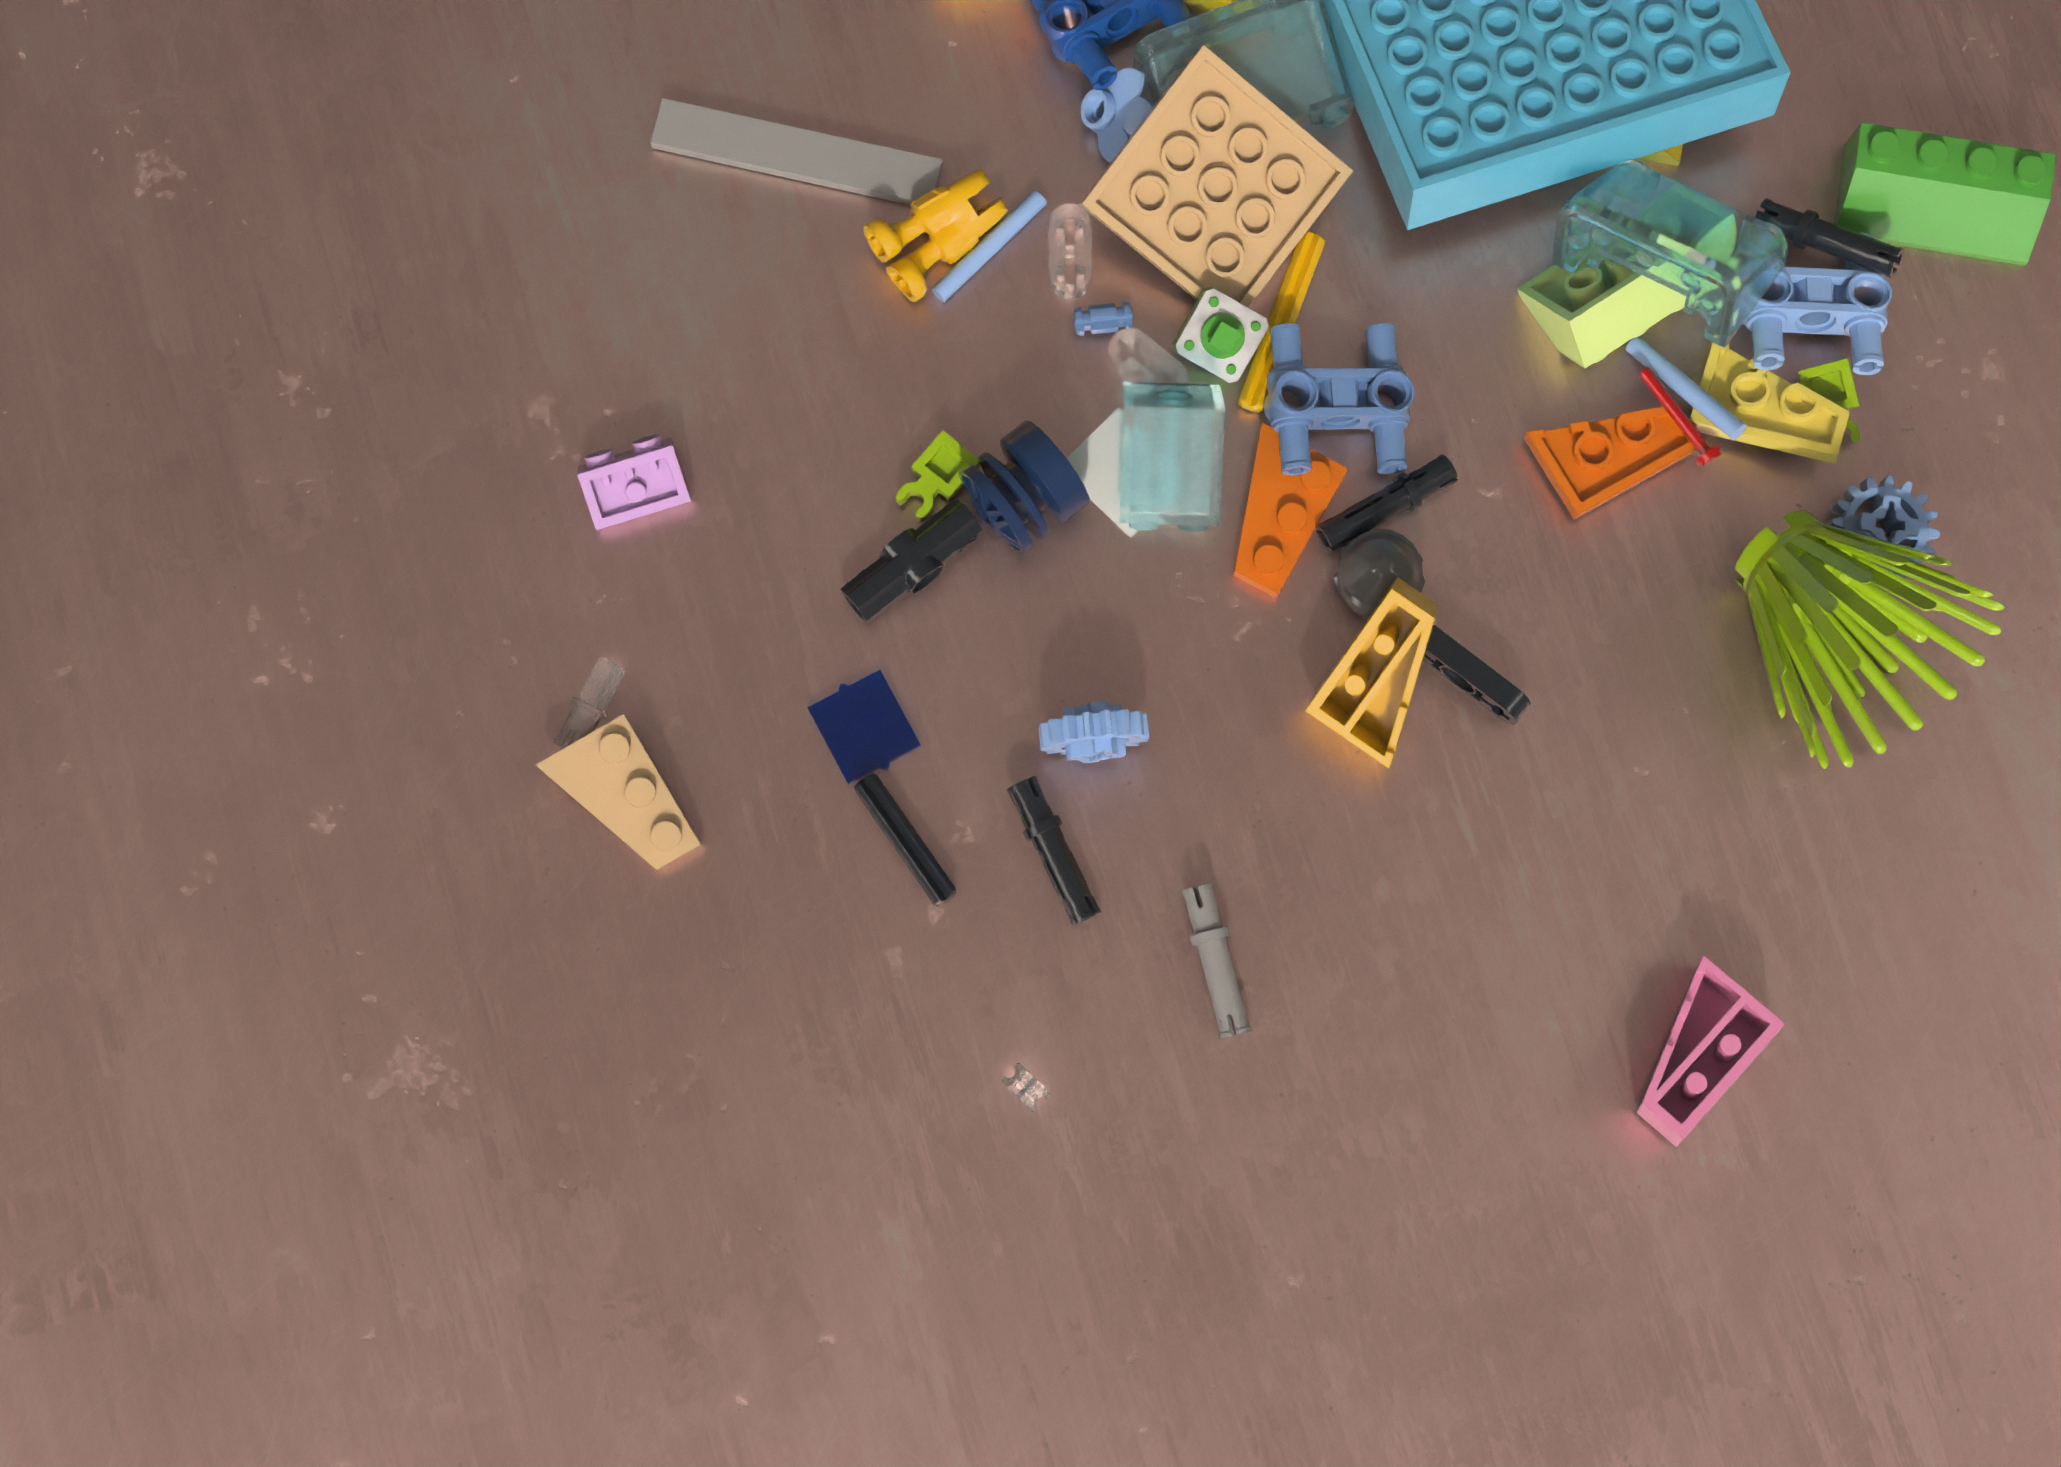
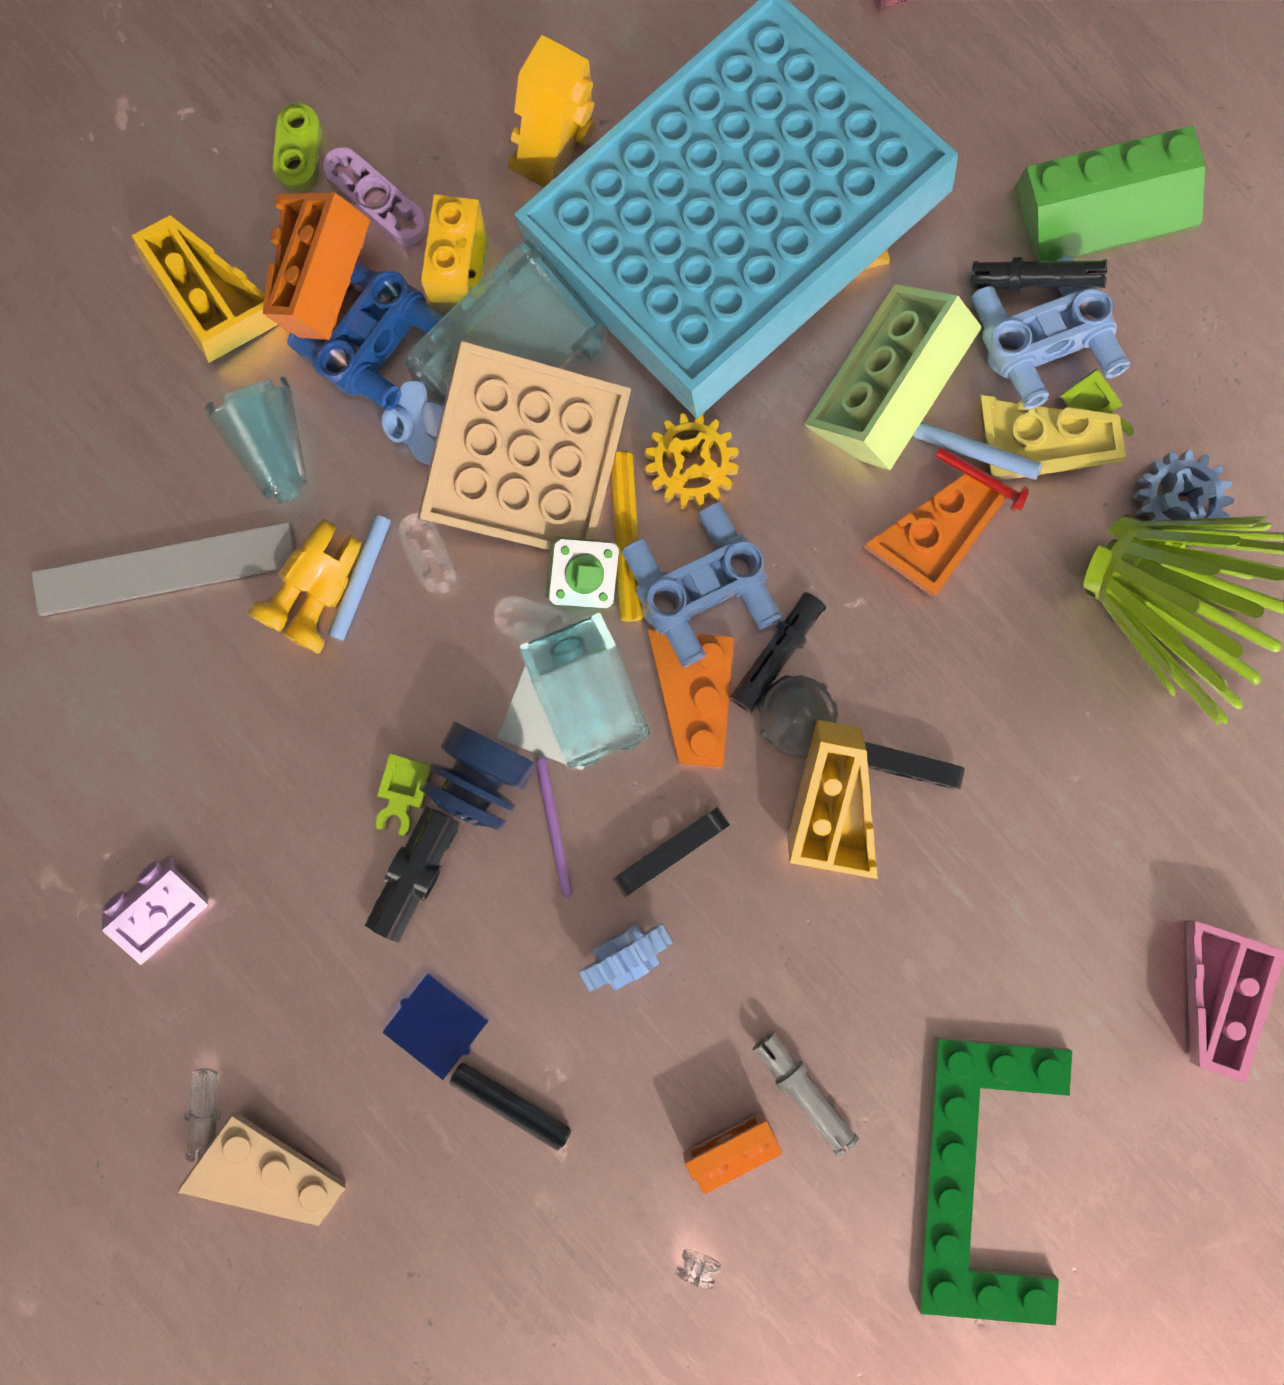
camera: 25 degrees left, 5 degrees up
(958, 61) = (263, 436): none -> clear light blue cone
(1053, 849) = (630, 1058): black pin -> none
(1076, 580) = (554, 828): none -> medium lavender axle
(1102, 318) = (479, 598): medium blue piece -> none
(1114, 986) = (732, 1153): none -> orange bracket
(1186, 654) = (671, 852): none -> black beam
(1279, 1214) = (946, 1280): none -> green plate
(1385, 252) = (704, 472): none -> yellow gear
(1676, 239) = (919, 334): clear light blue windscreen -> none

